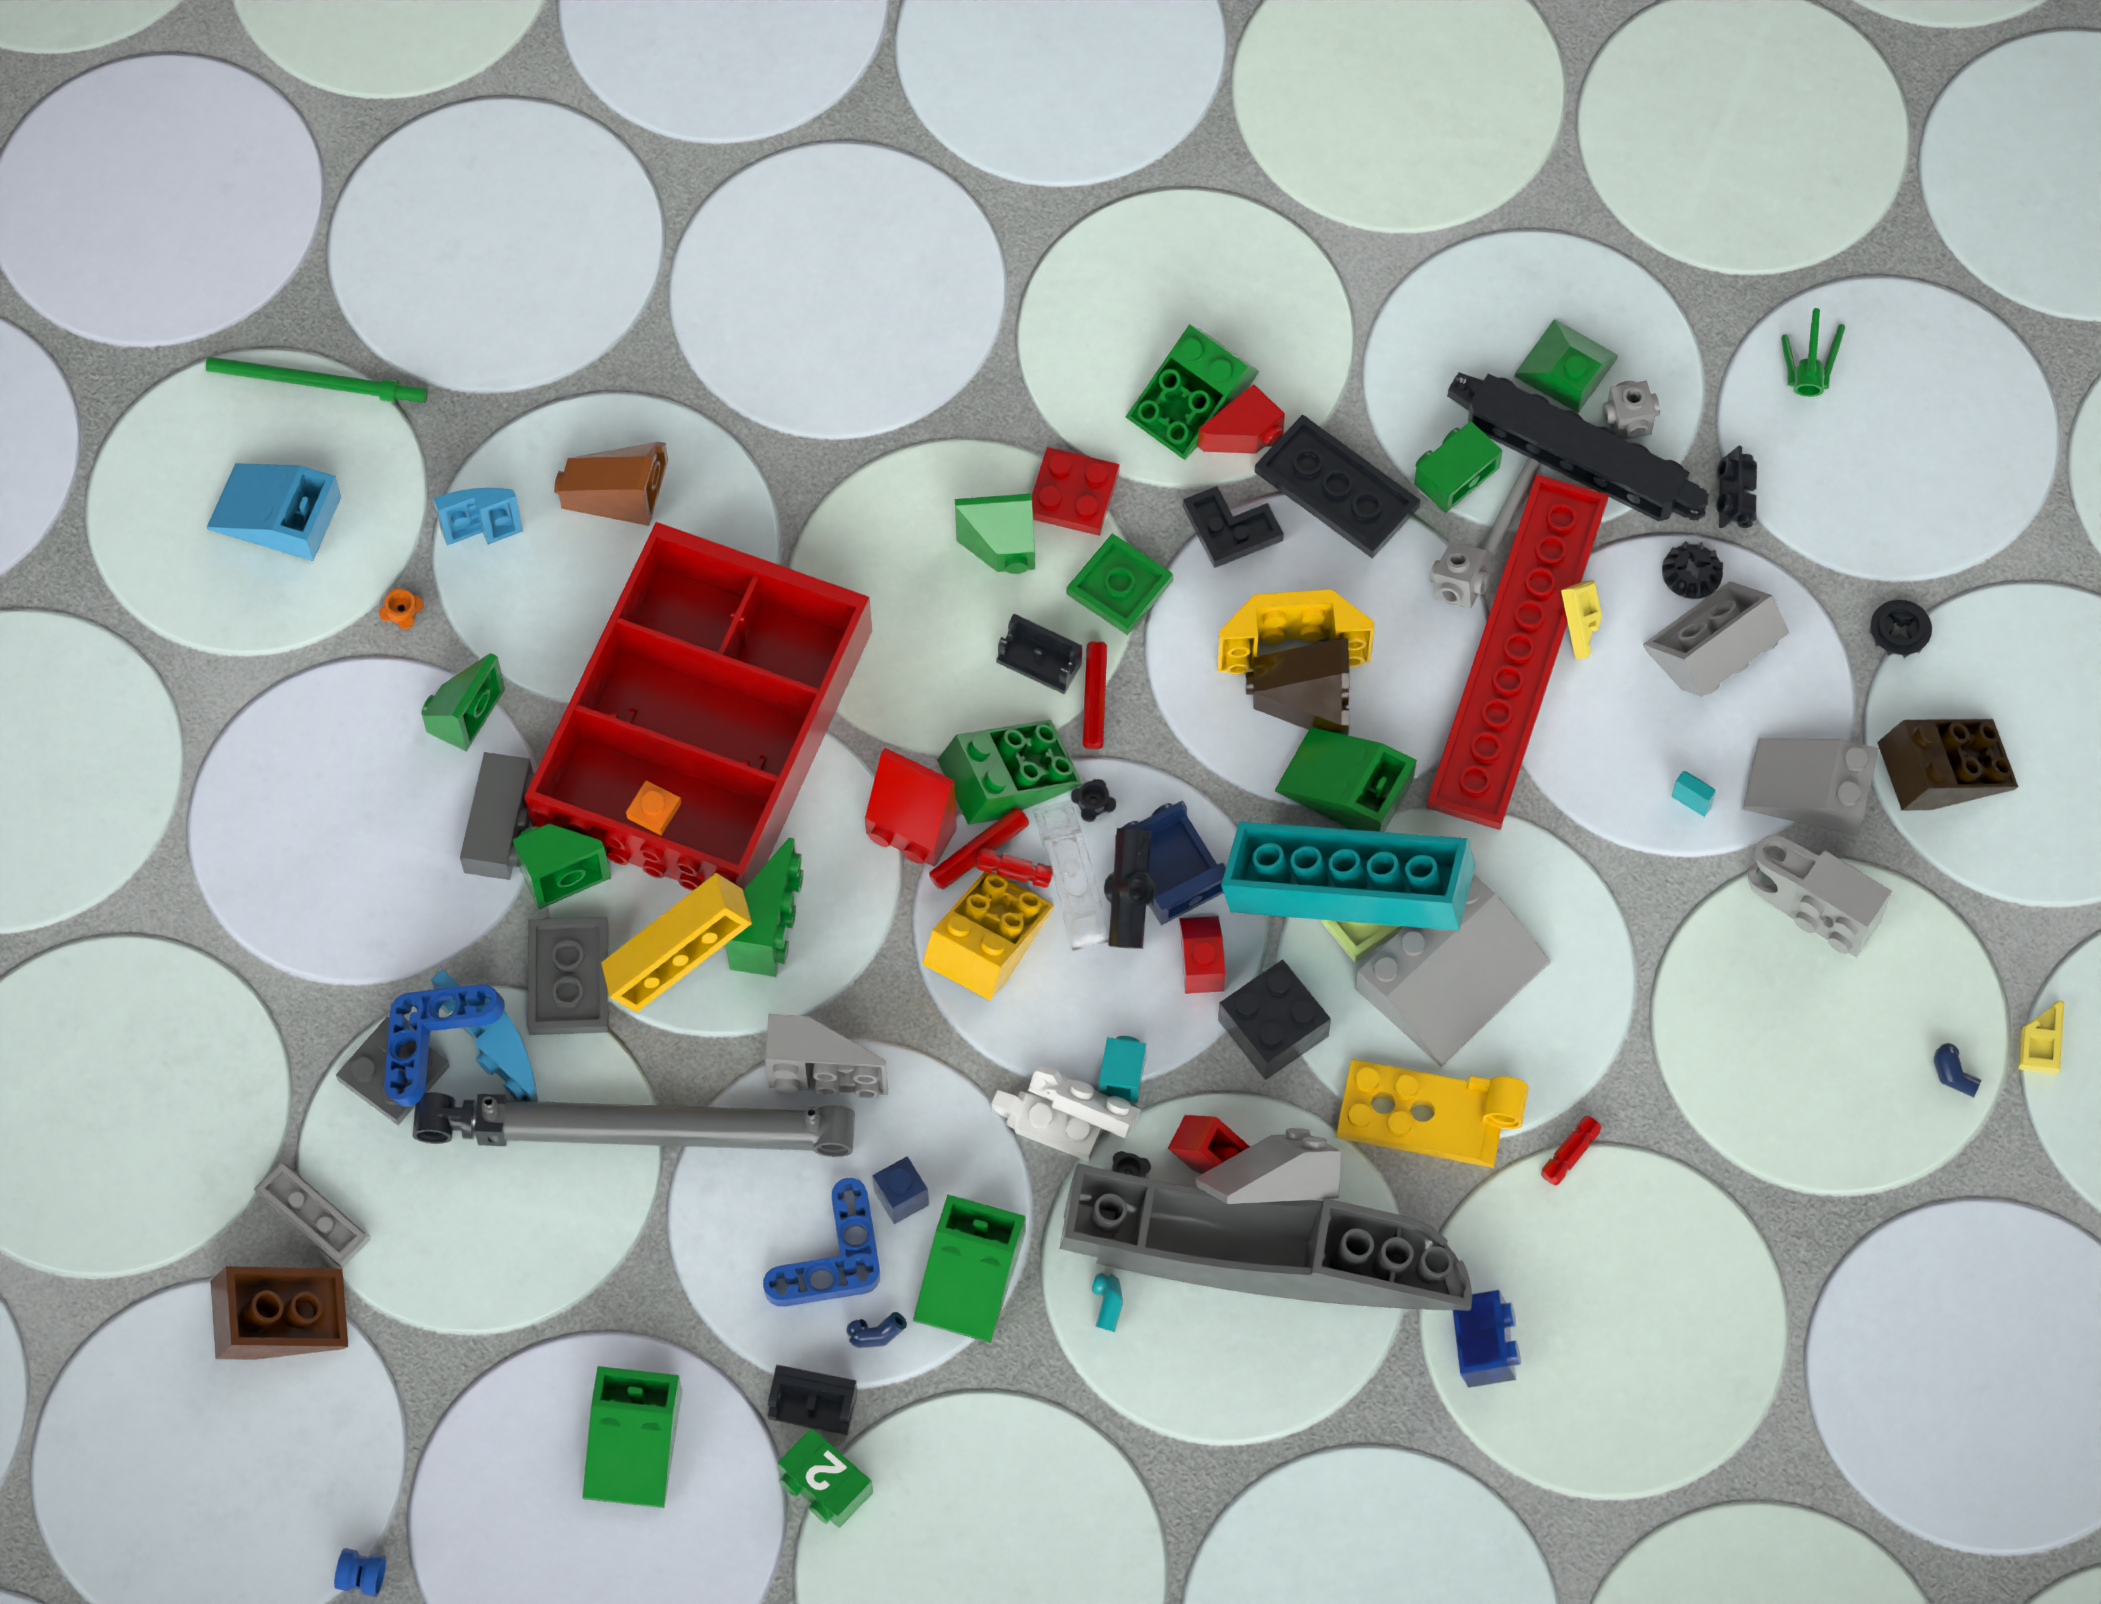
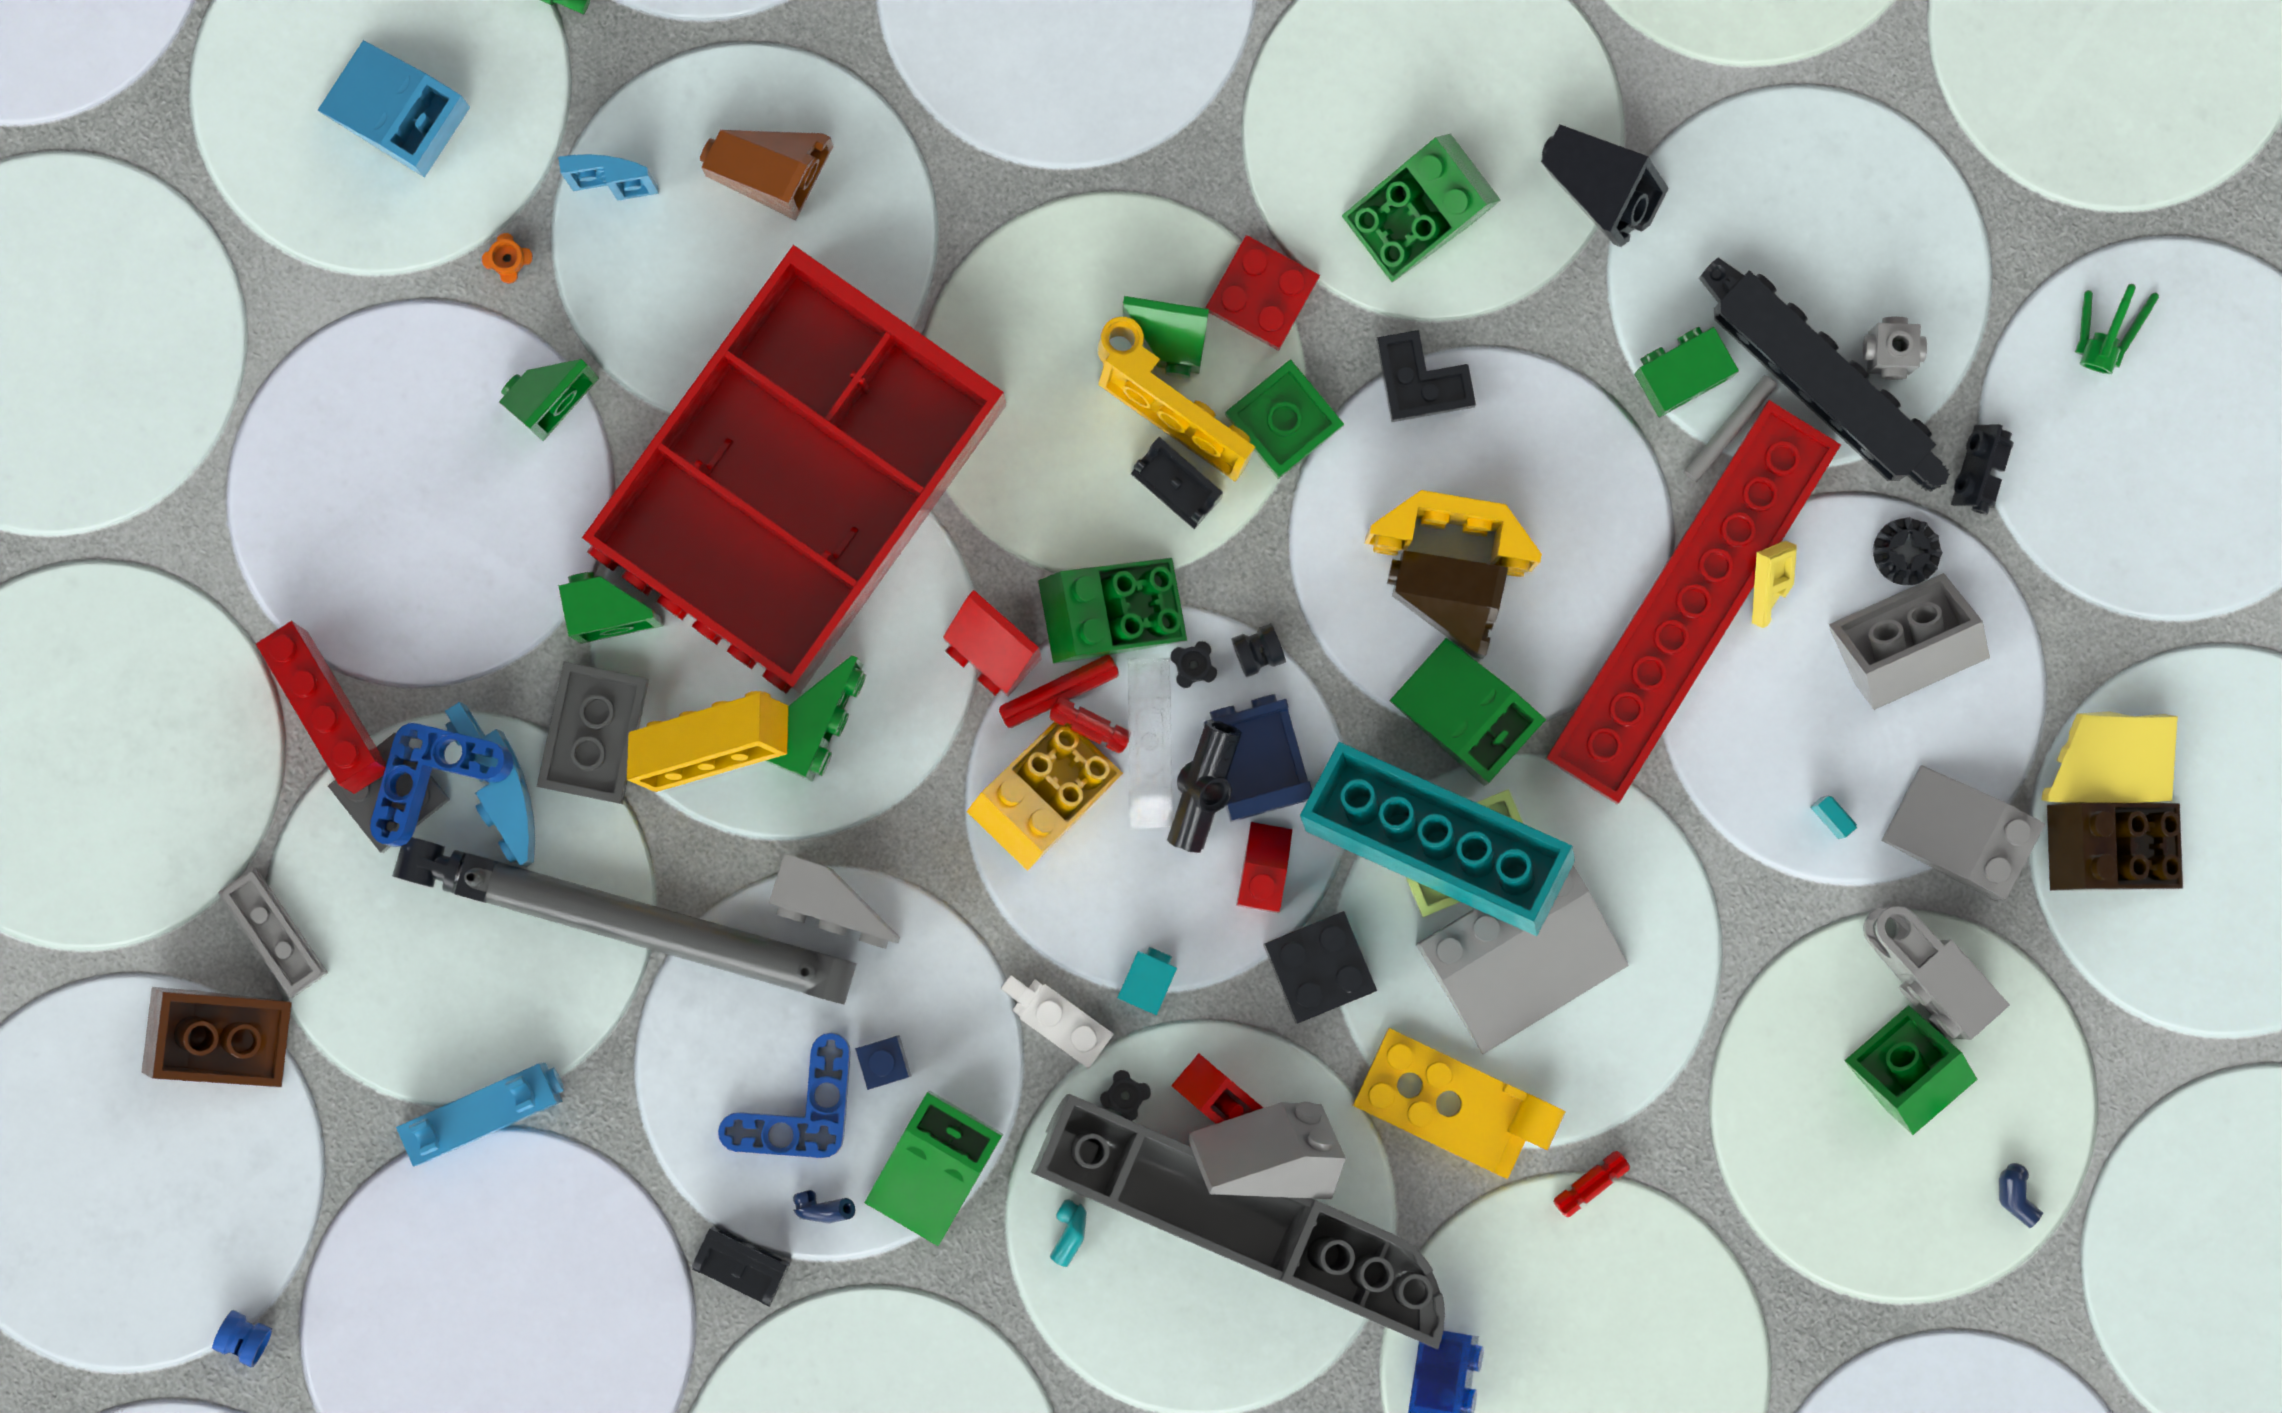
camera: 10 degrees right, 20 degrees up
(319, 1002) = (322, 707): none -> red brick
(497, 816) = (556, 531): dark grey brick -> none
(540, 1321) = (481, 1113): none -> dark azure brick
(631, 1436) = (546, 1264): green slope -> none
(653, 808) = (714, 588): orange plate -> none
(824, 1479) = (732, 1356): green brick -> none
(1014, 588) = (1192, 424): none -> yellow hinge
(1084, 1102) = (1099, 1010): white hinge -> none
(1094, 695) = (1225, 542): red axle -> none
(1147, 772) = (1249, 654): none -> black wheel
(1243, 425) = (1468, 262): red slope -> none
(1337, 486) = (1549, 359): black plate -> none
(1345, 332) = (1607, 181): none -> black slope
(1460, 575) = (1653, 503): light grey brick -> none
(1566, 366) = (1839, 270): green slope -> none
(1828, 985) = (1911, 1069): none -> green slope
(1902, 613) = (2119, 657): black gear -> none
(1926, 685) = (2116, 759): none -> light yellow slope
(2042, 1041) = (2120, 1182): light yellow tile -> none

